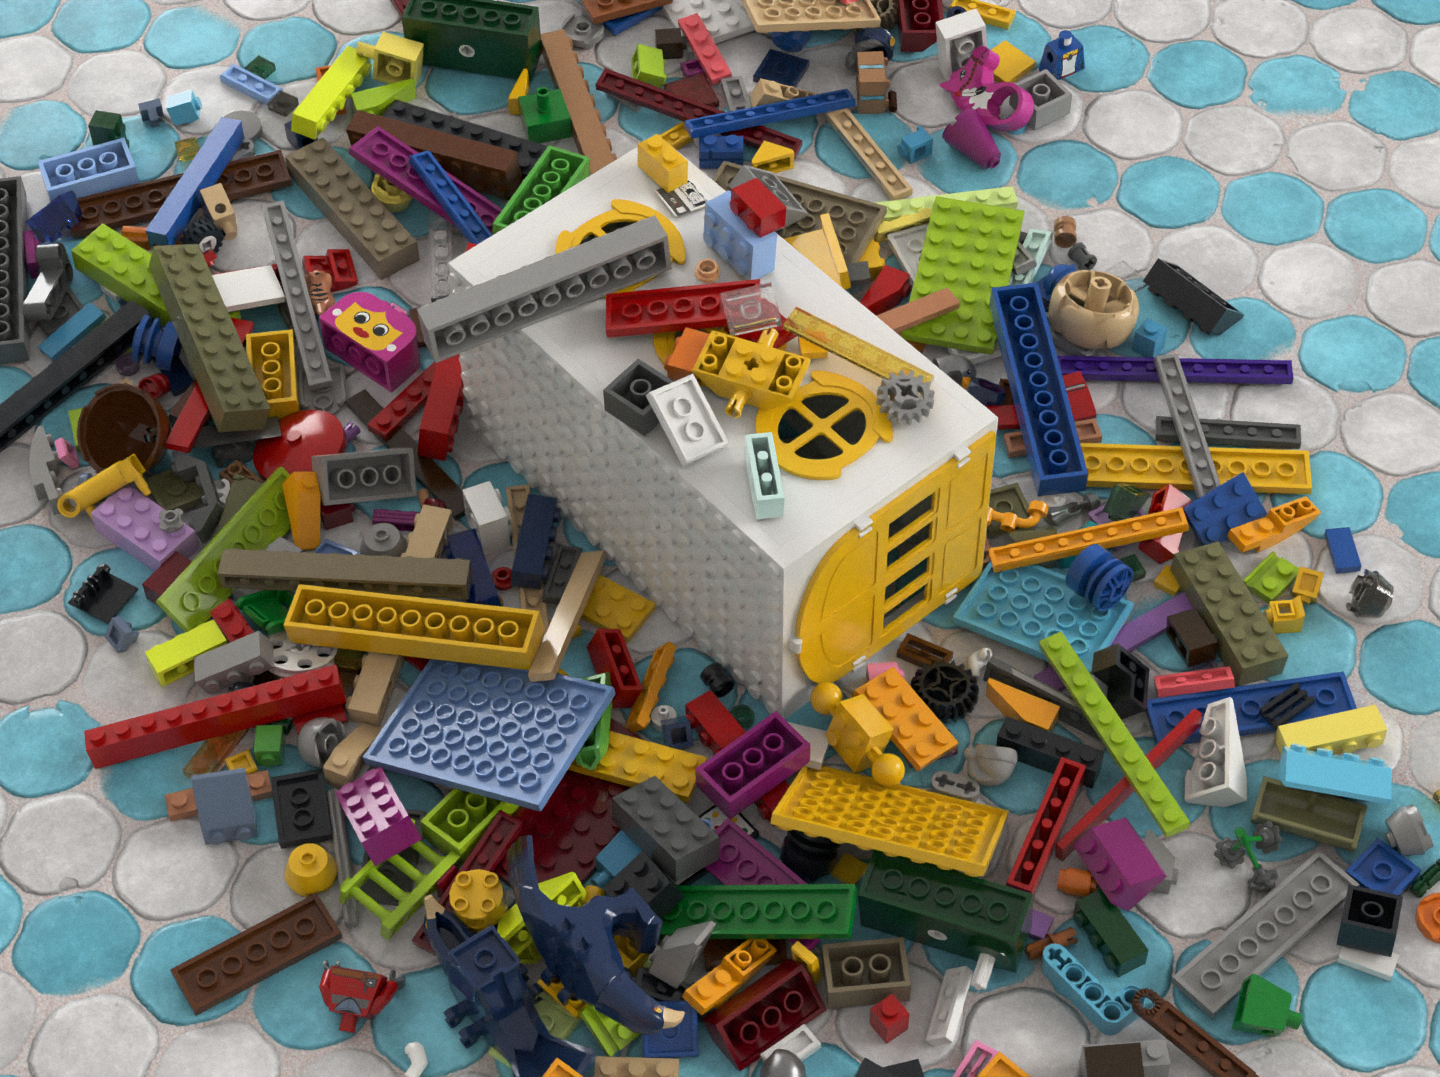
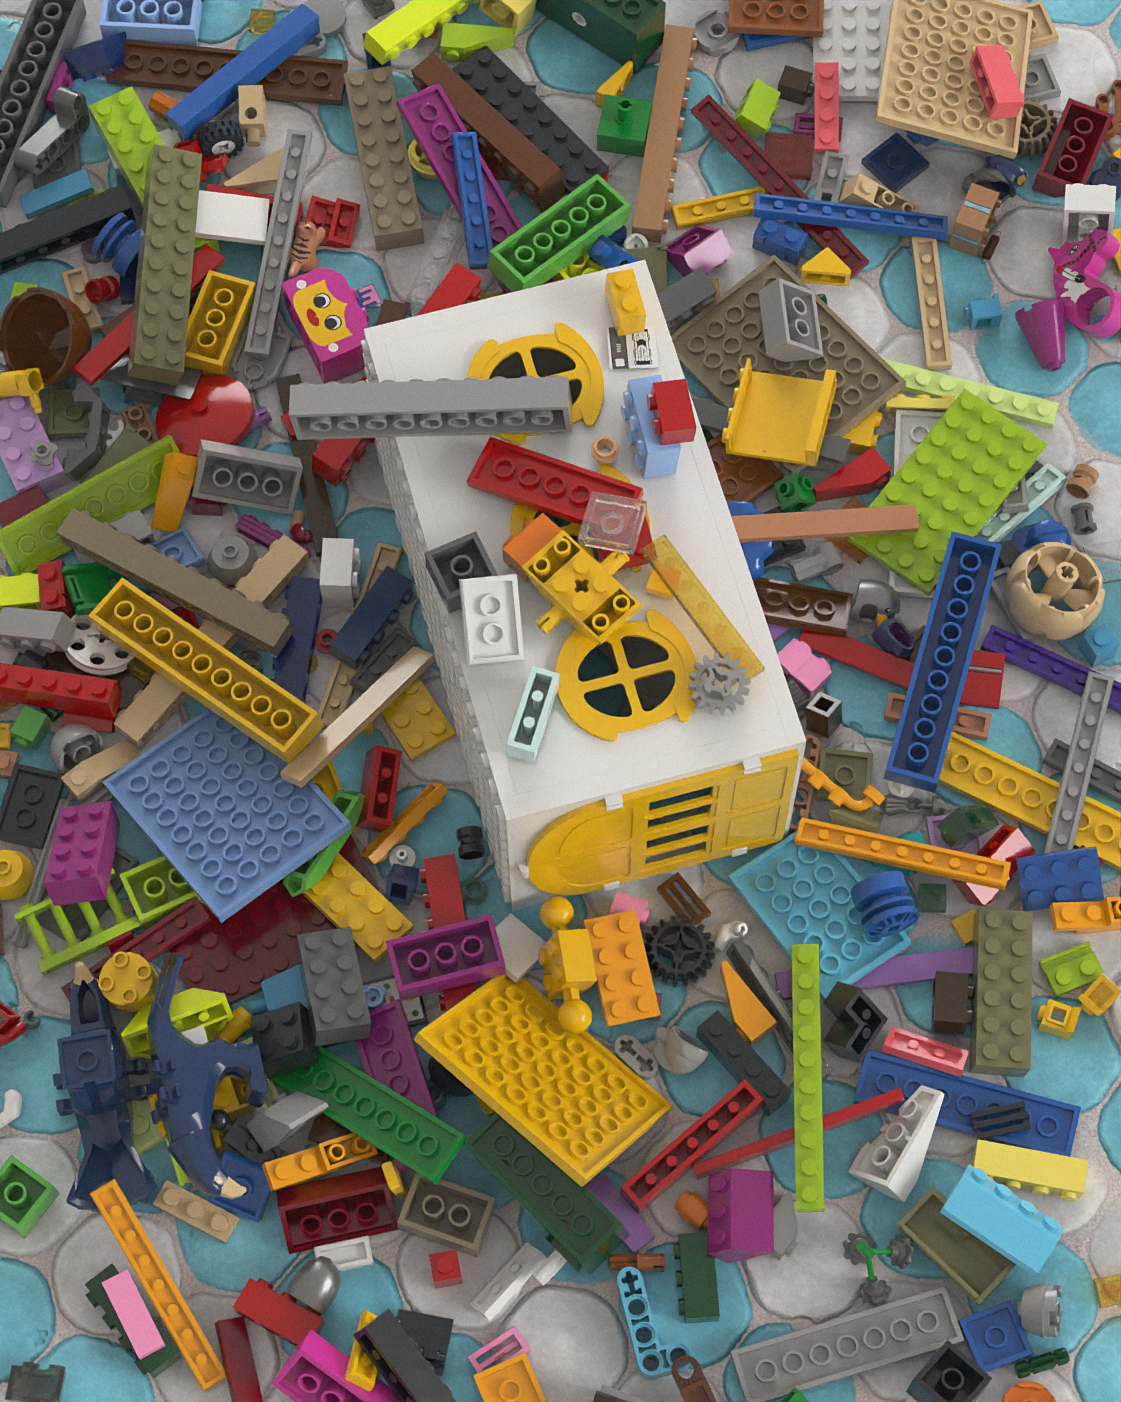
camera: 25 degrees right, 15 degrees up
(254, 253) = (259, 177): none -> tan slope

